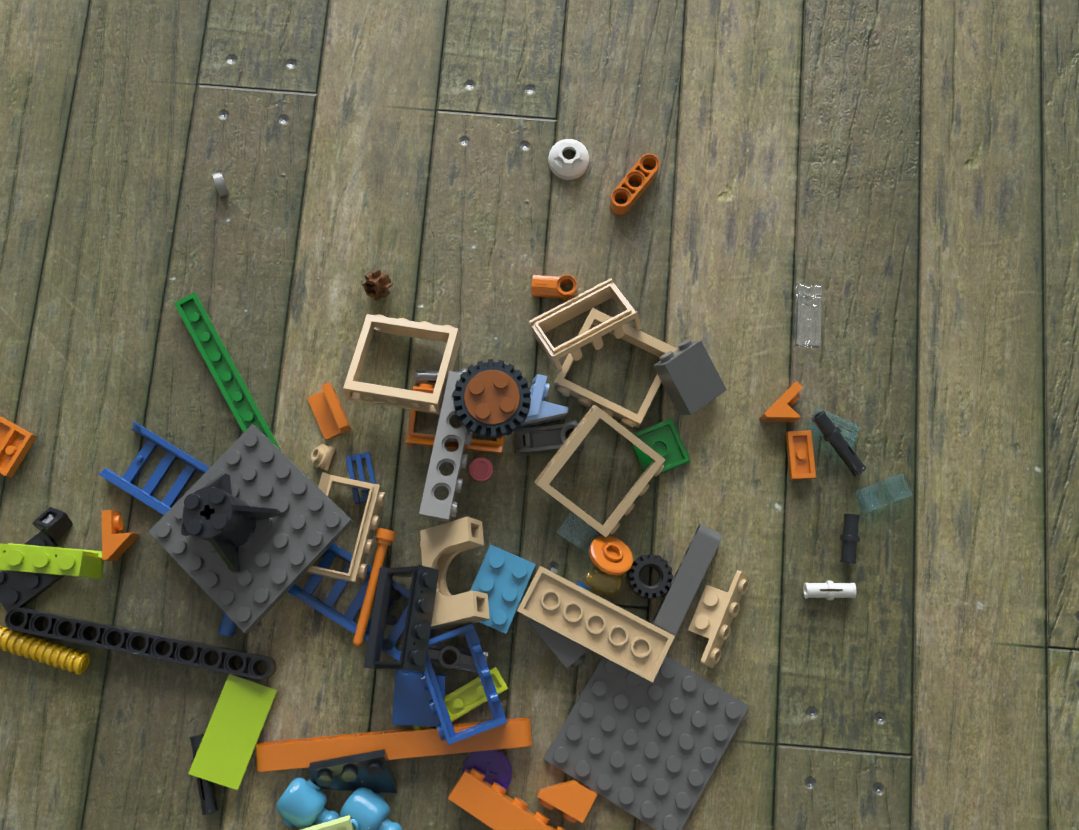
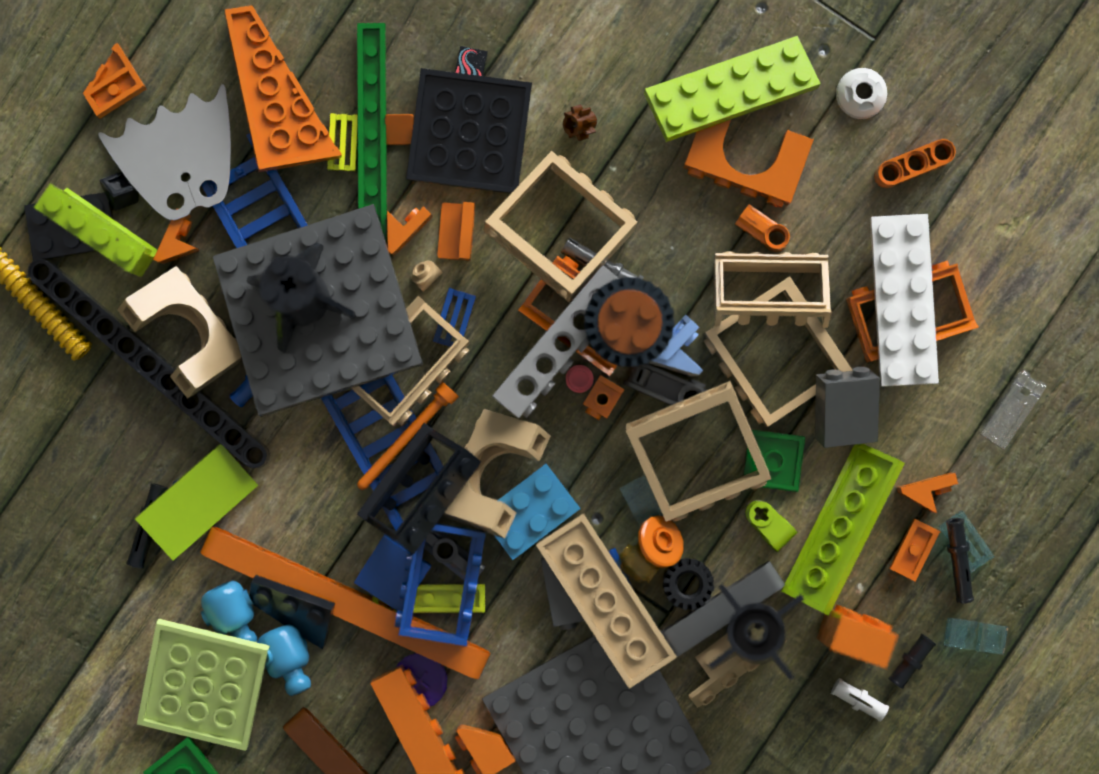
camera: 30 degrees right, 10 degrees up
(70, 479) = (176, 144): none -> light grey piece
(135, 578) = (175, 295): none -> tan arch
(143, 396) = (277, 110): none -> orange wing
(201, 378) = (354, 141): none -> neon yellow tile
(246, 361) = (399, 128): none -> orange slope
(275, 287) = (471, 61): none -> tile
(288, 436) = (400, 235): none -> orange slope
(298, 335) = (469, 131): none -> black plate
(473, 201) = (731, 88): none -> lime plate
(487, 261) = (775, 184): none -> orange arch
(510, 463) = (606, 387): none -> orange brick
(682, 330) = (939, 271): none -> orange window
(685, 278) = (904, 300): none -> white plate
(688, 497) = (772, 527): none -> lime piece
(718, 568) = (758, 617): none -> black brick
(739, 468) = (842, 527): none -> lime plate
(802, 538) = (857, 636): none -> orange brick

